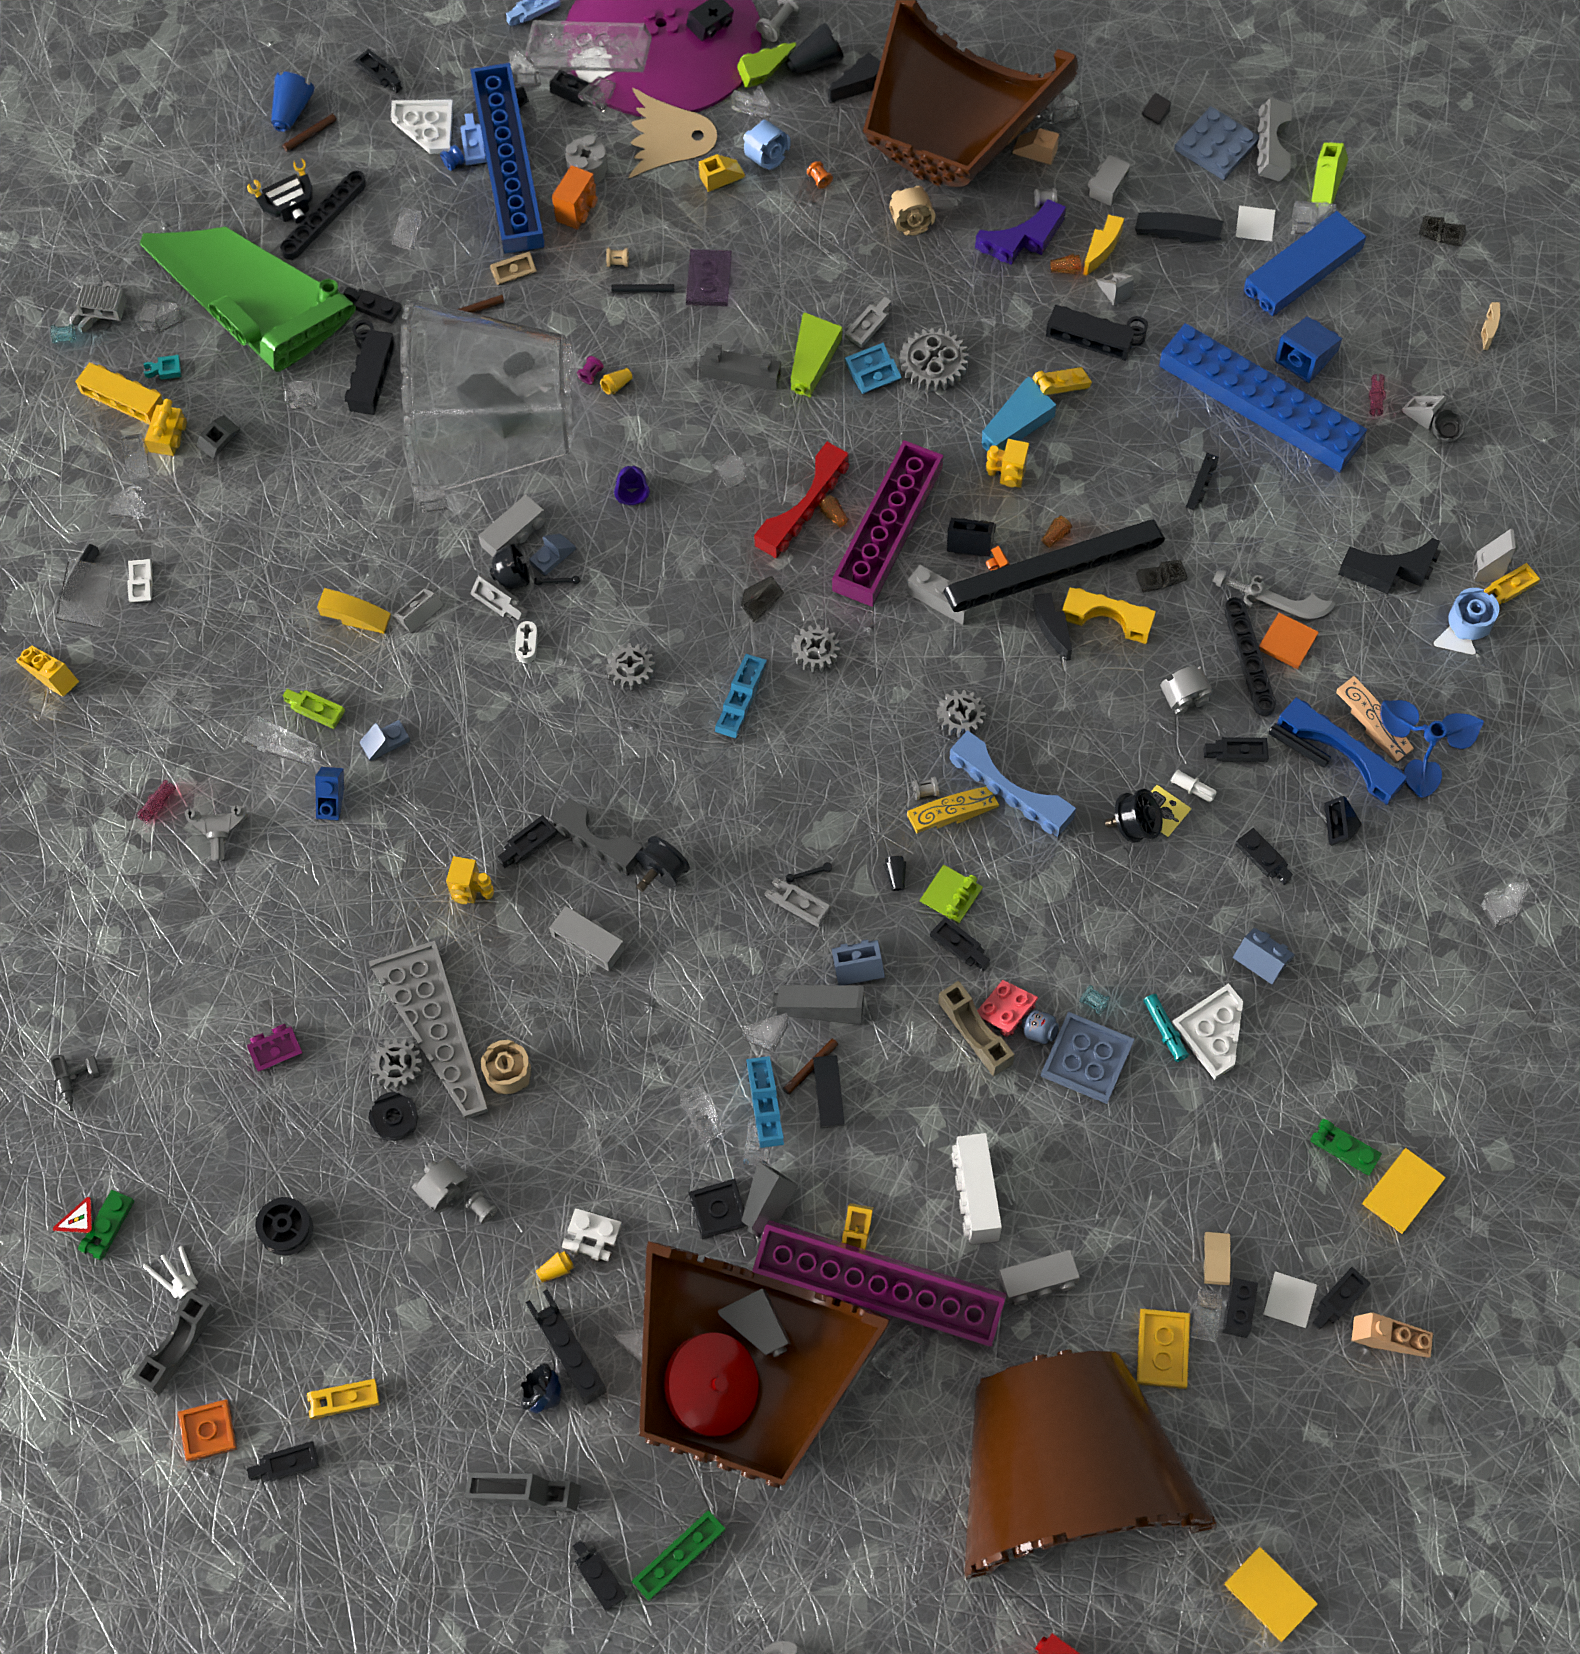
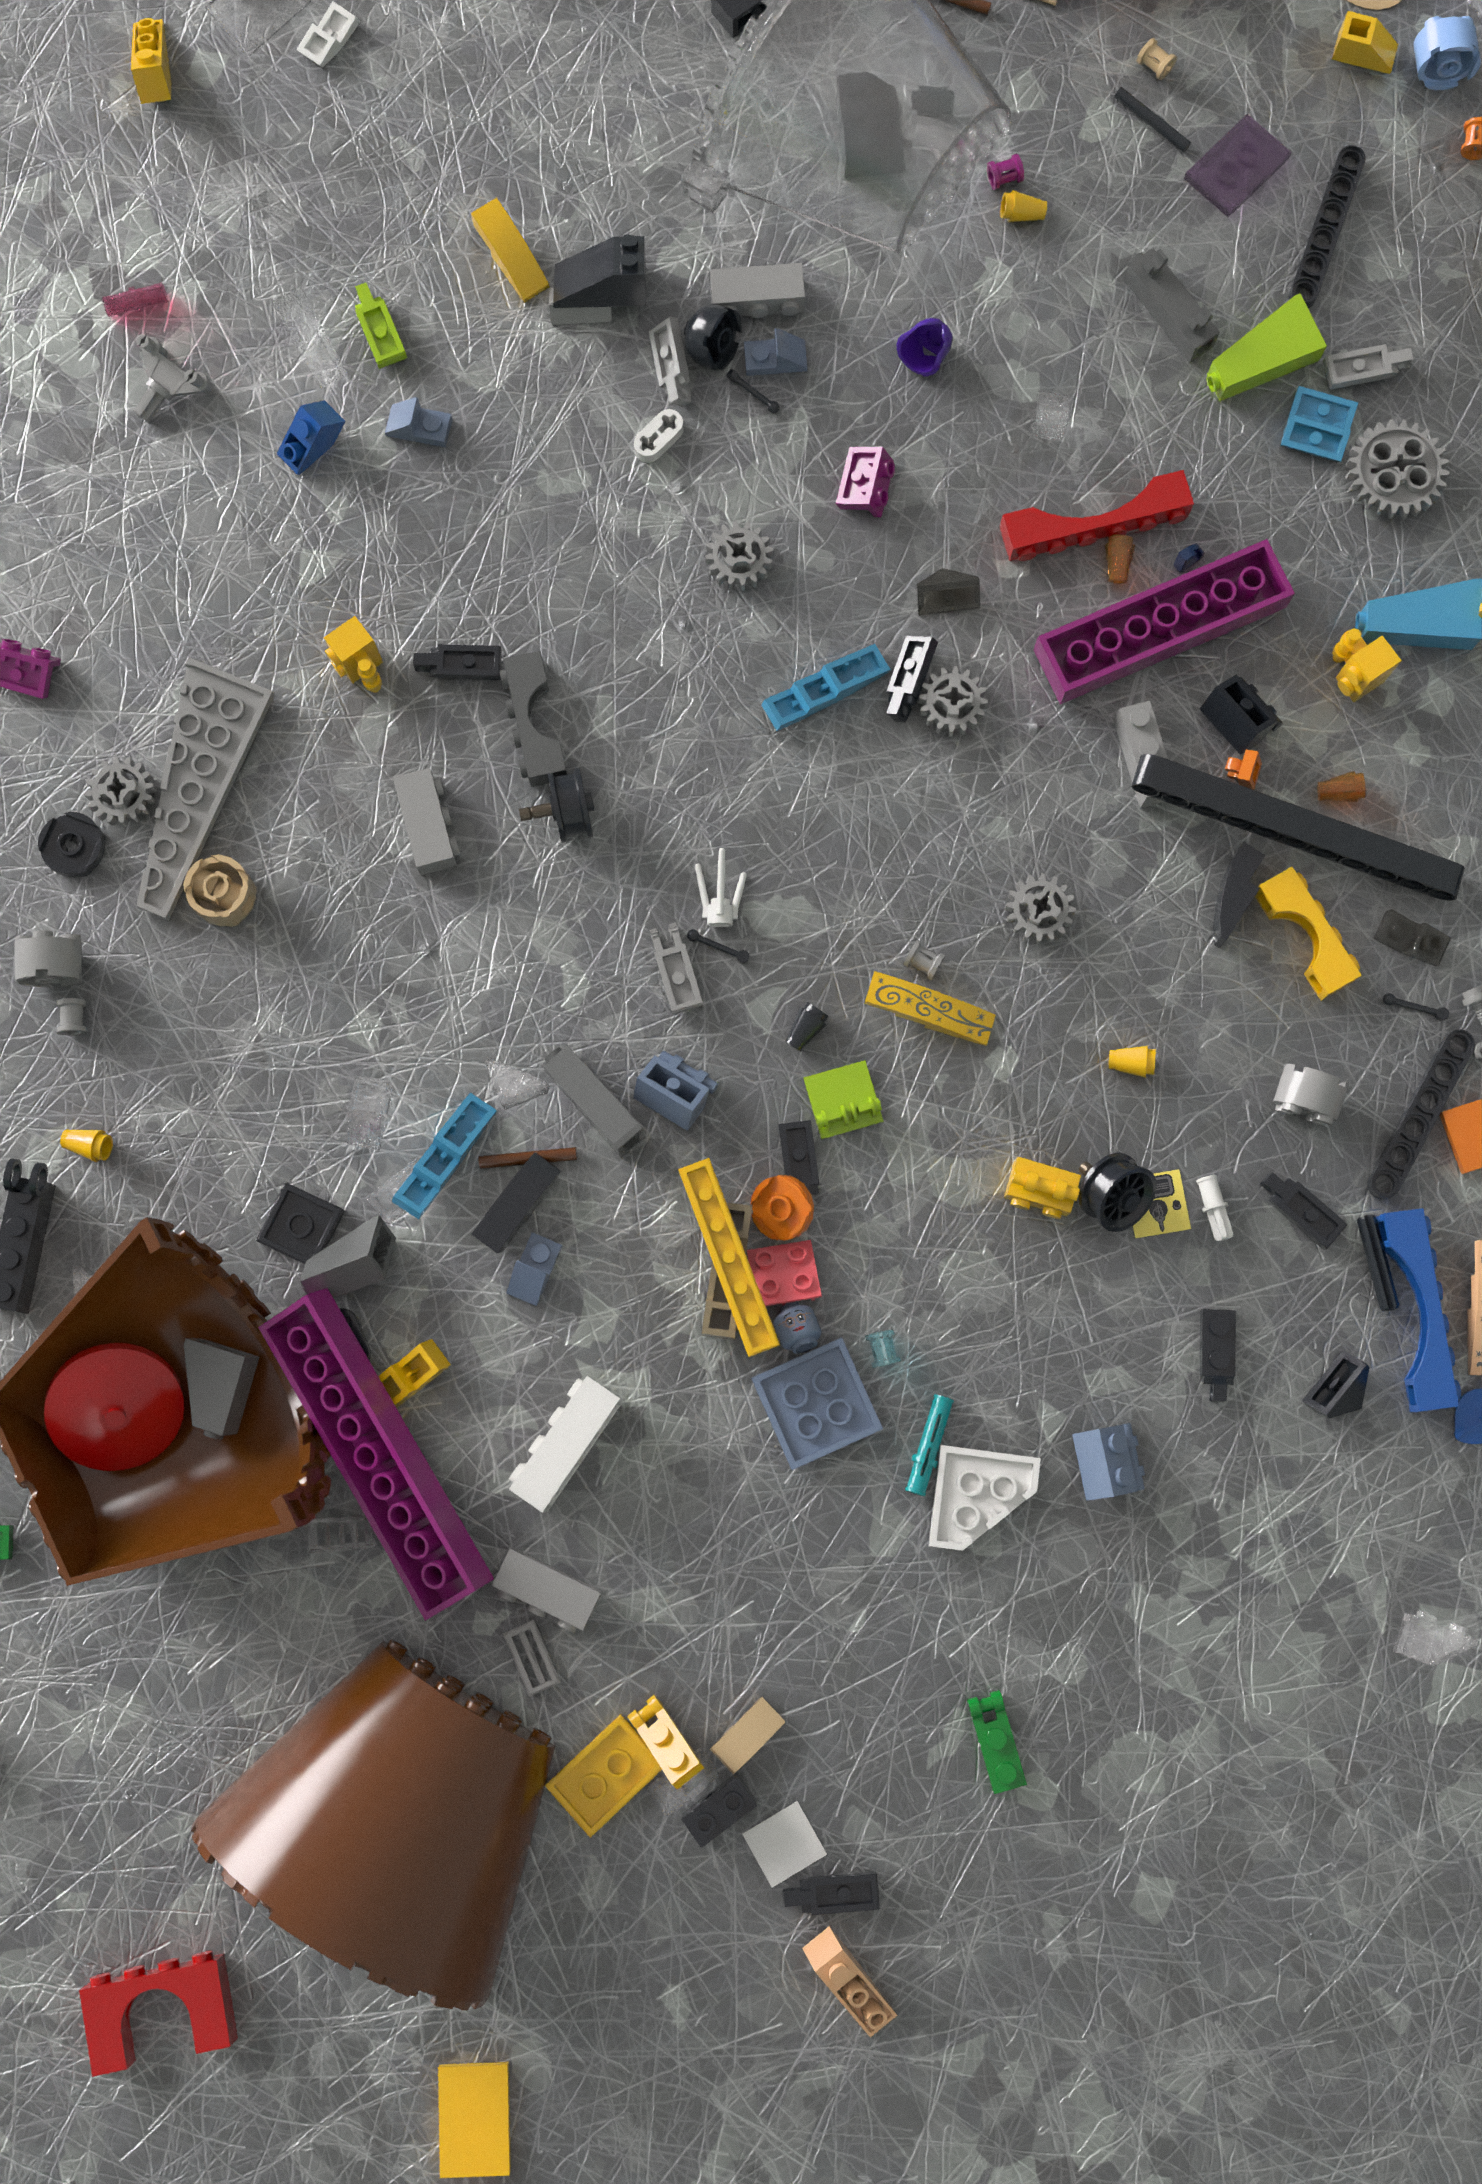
camera: 40 degrees right, 15 degrees up
(420, 583) = (603, 275): none -> black slope
(594, 1228) = (163, 1137): white plate -> none
(662, 576) = (866, 480): none -> magenta bracket
(780, 653) = (909, 675): none -> hinge
(786, 271) = (1326, 226): none -> black beam
(794, 851) = (720, 911): none -> white plant
(869, 483) = (1188, 557): none -> dark blue tile
(870, 1120) = (534, 1269): none -> sand blue slope
(972, 1015) = (729, 1257): none -> yellow tile
(974, 971) = (782, 1207): none -> orange tile
(1048, 810) = (1030, 1098): medium blue arch -> none
(1062, 1332) = (555, 1679): none -> light grey tile
(1082, 748) = (1133, 1060): none -> yellow cone
(1097, 849) = (1042, 1188): none -> yellow brick
(1179, 1295) = (666, 1742): none -> plate
(1211, 601) = (1440, 1014): none -> black hinge
(1403, 1190) = (1012, 1843): yellow tile -> none

